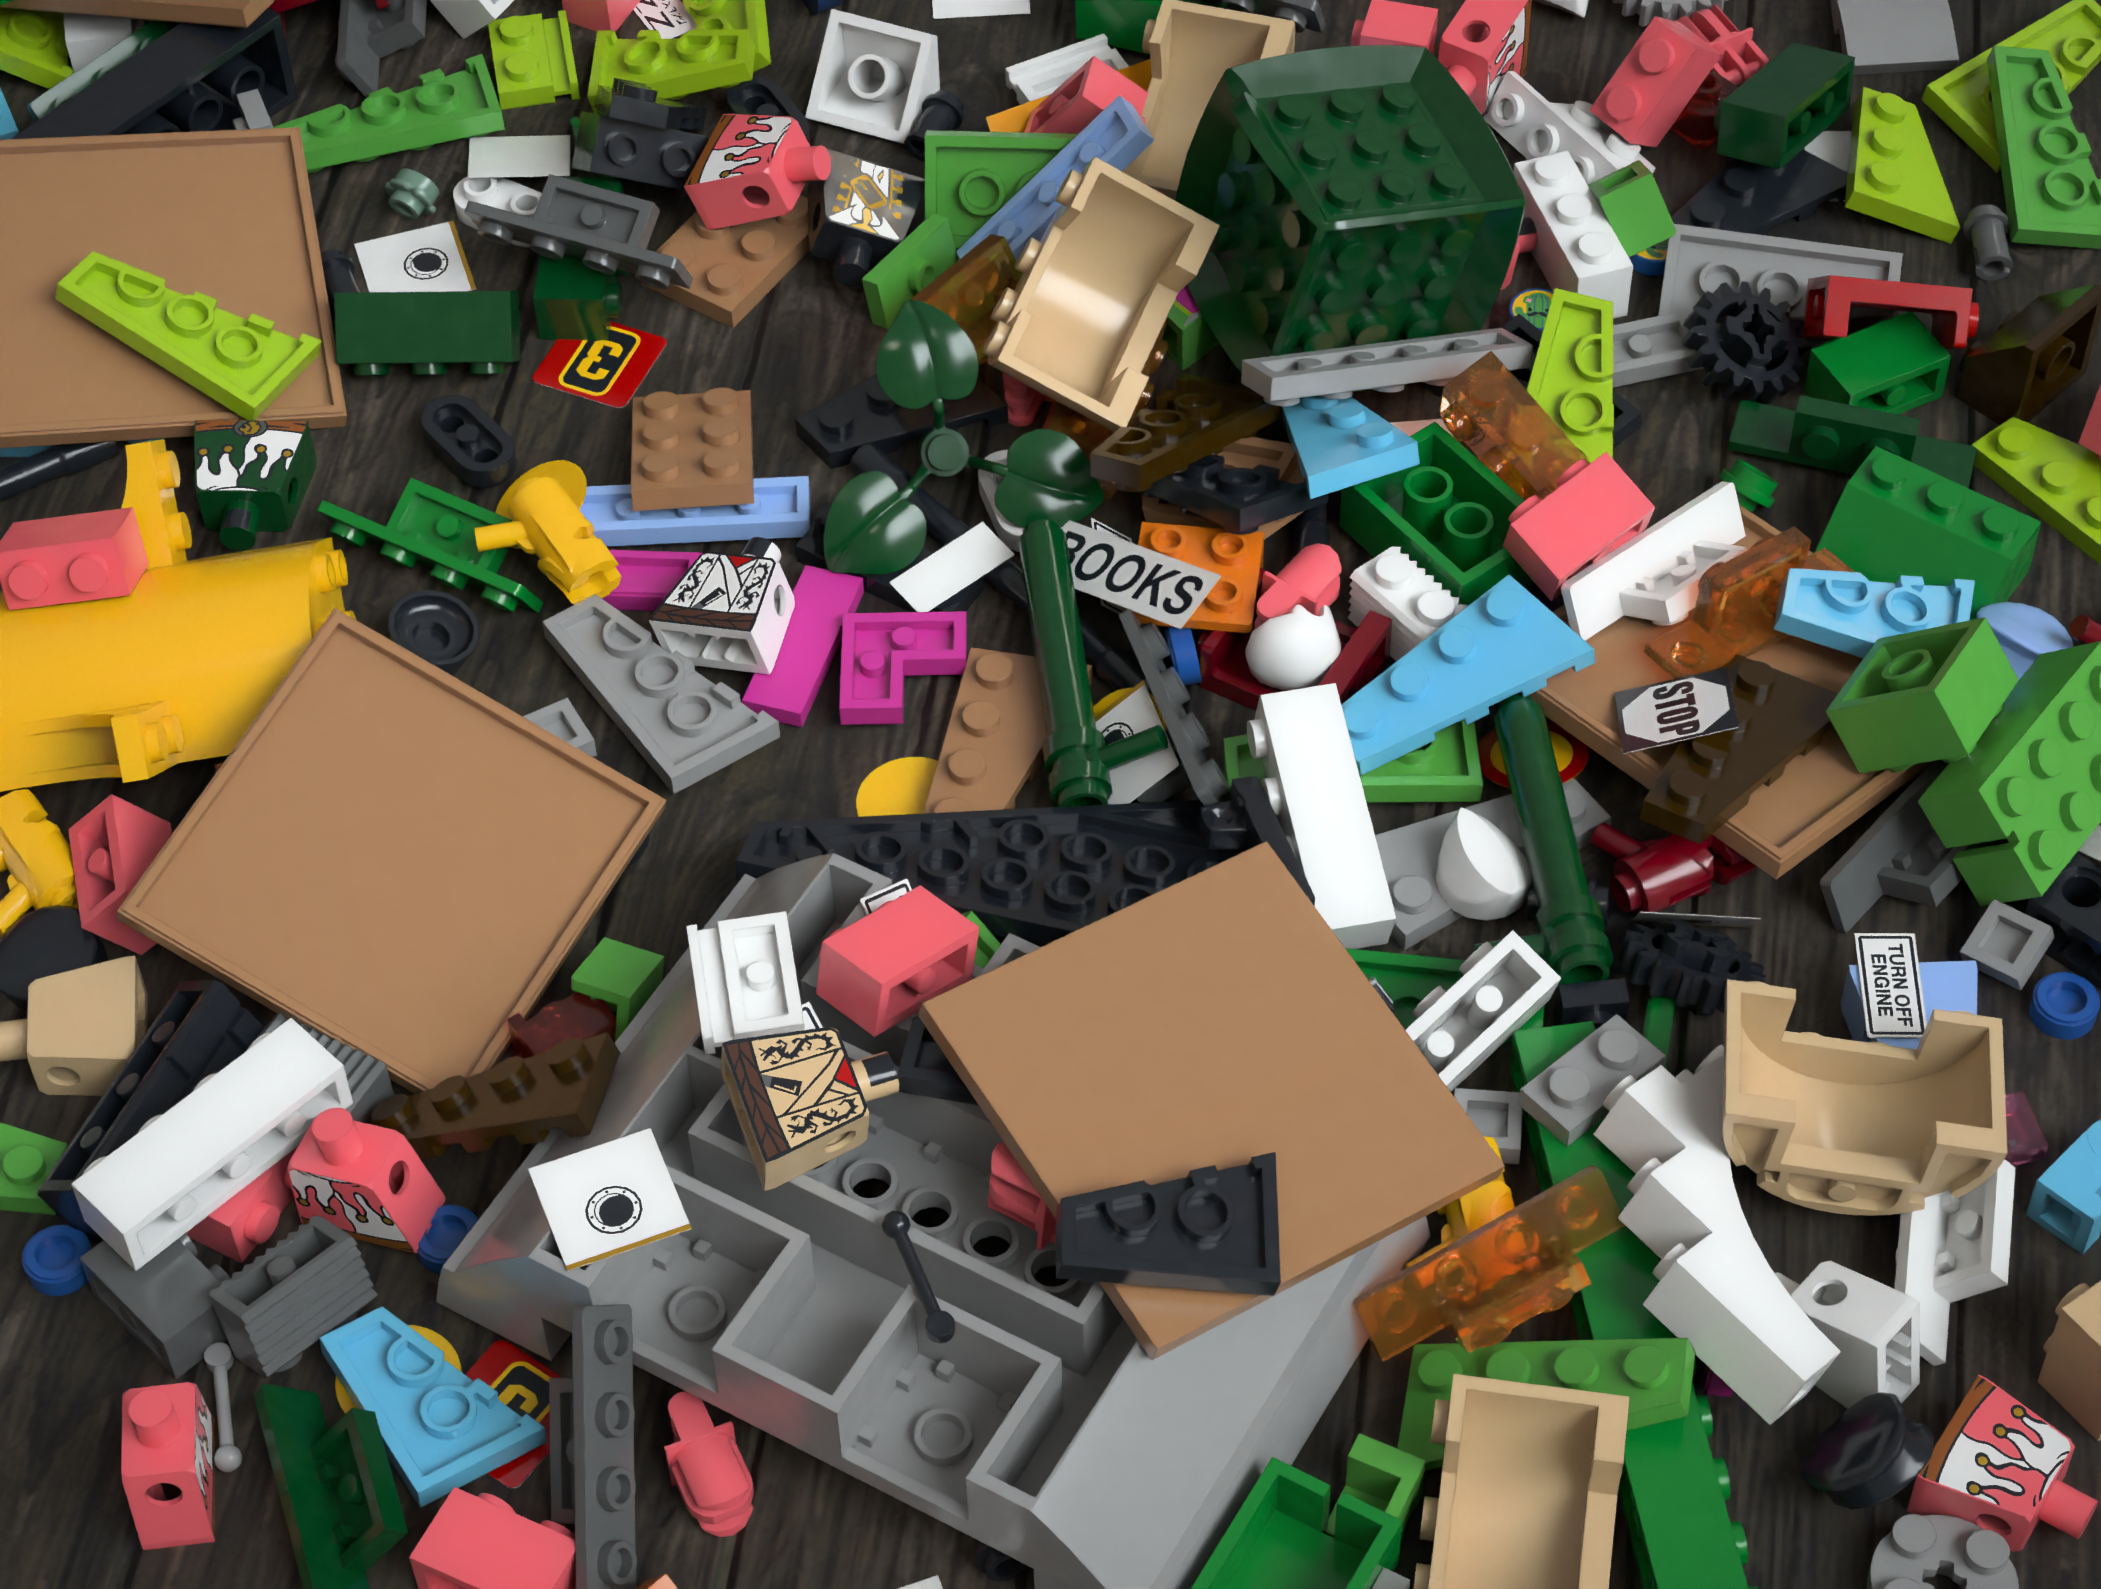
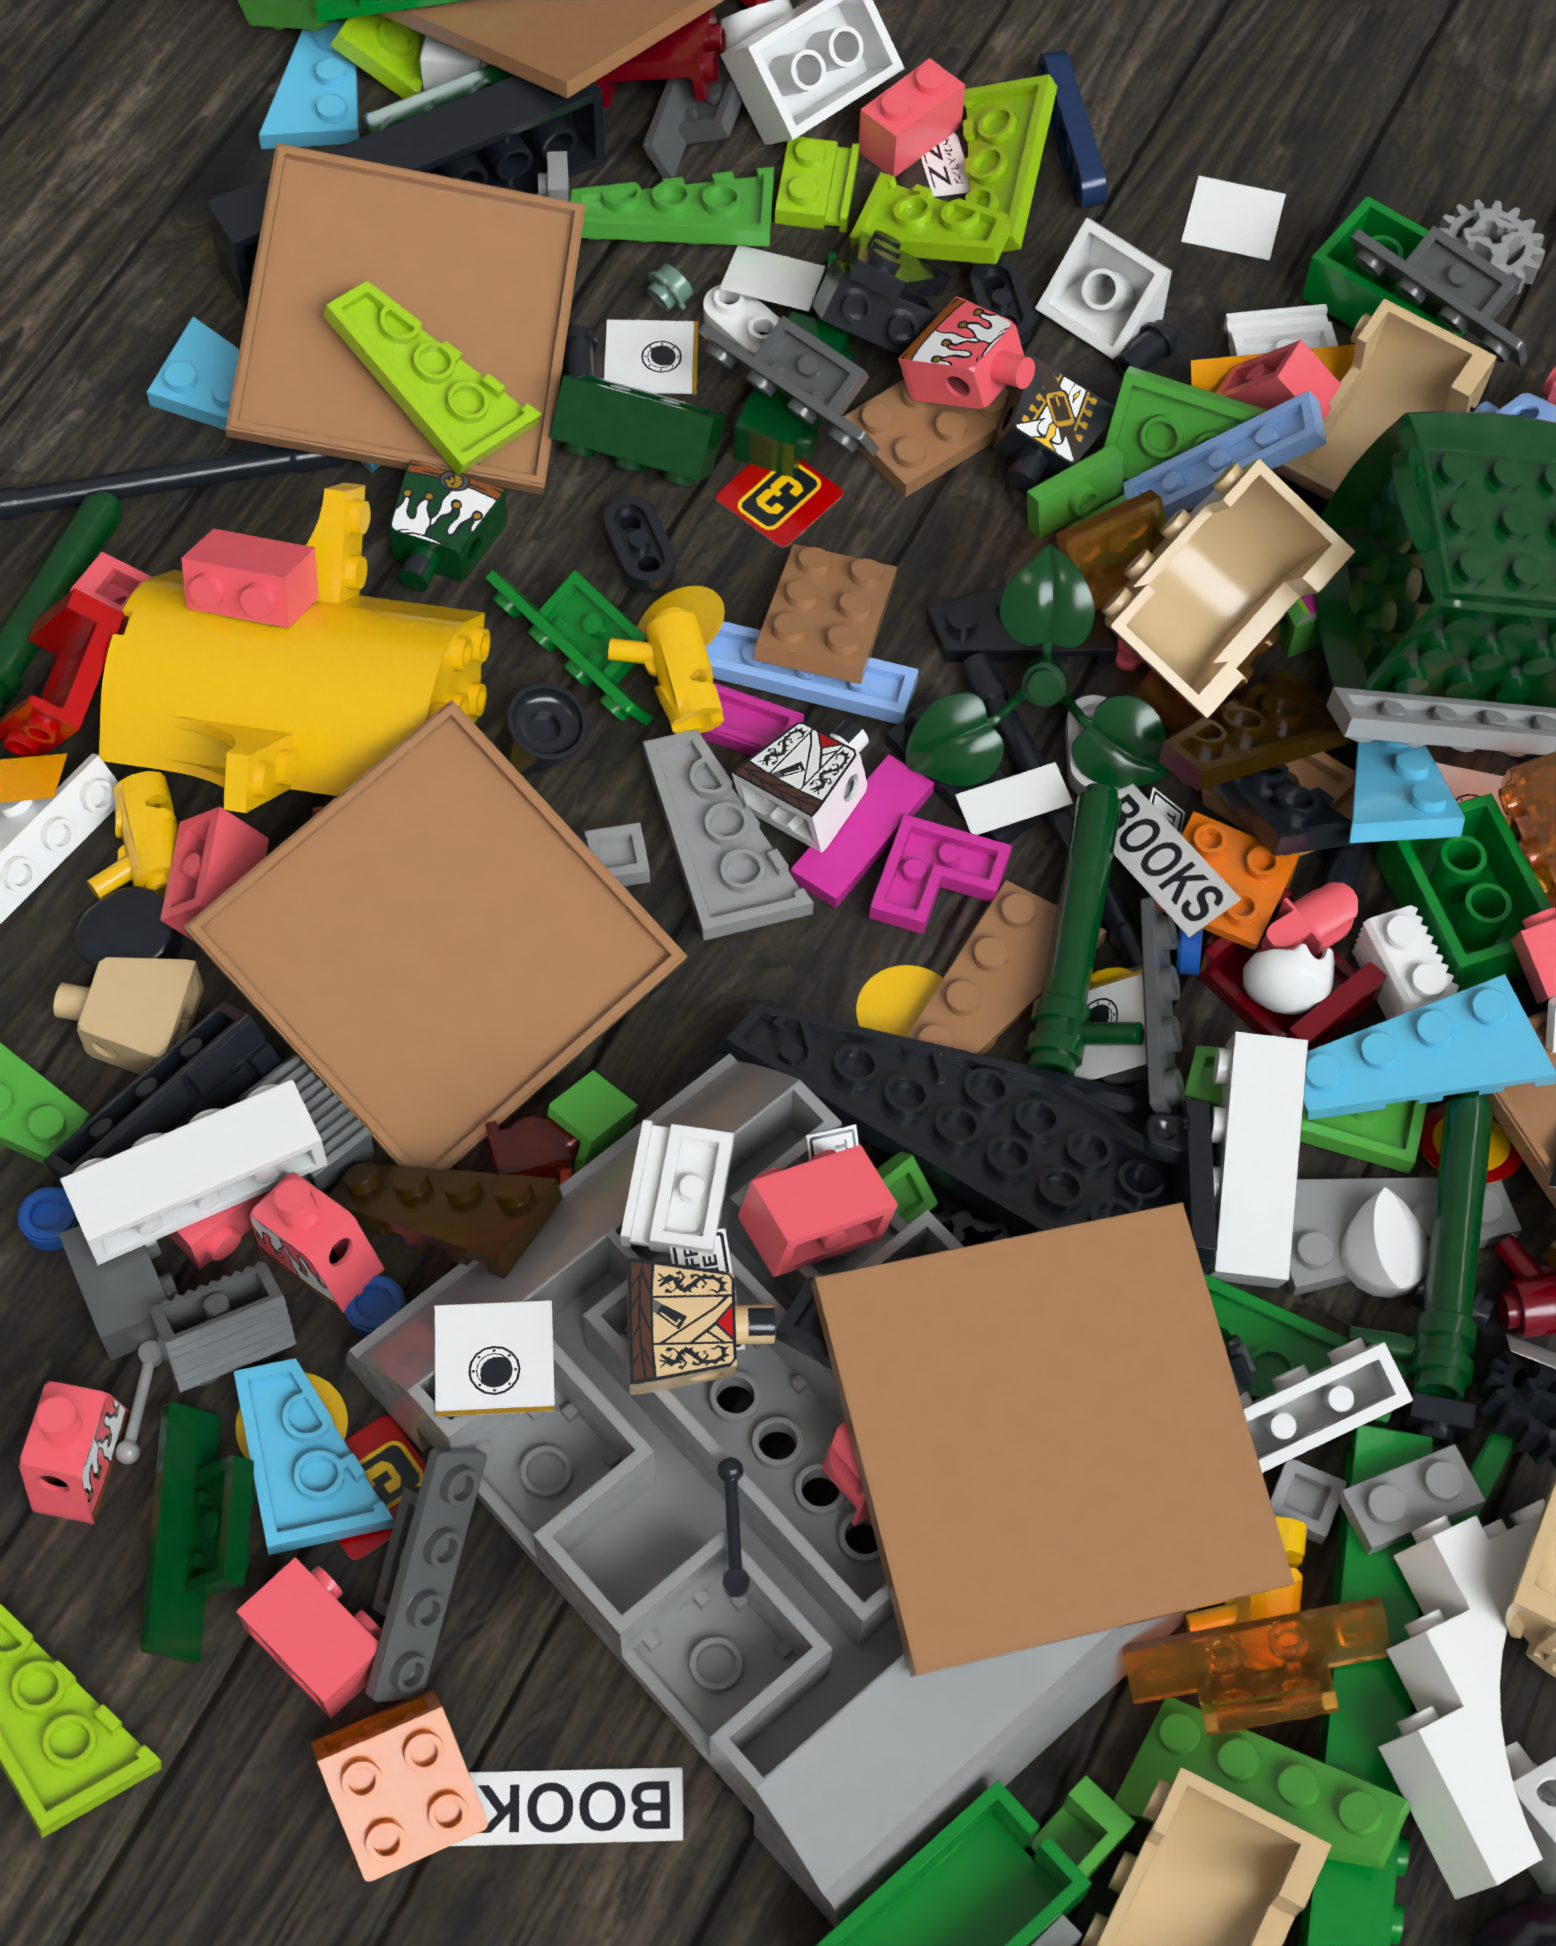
camera: 15 degrees right, 10 degrees up
(708, 1468) = (517, 1607): coral arm -> none
(1179, 1233) = (975, 1574): black wing -> none

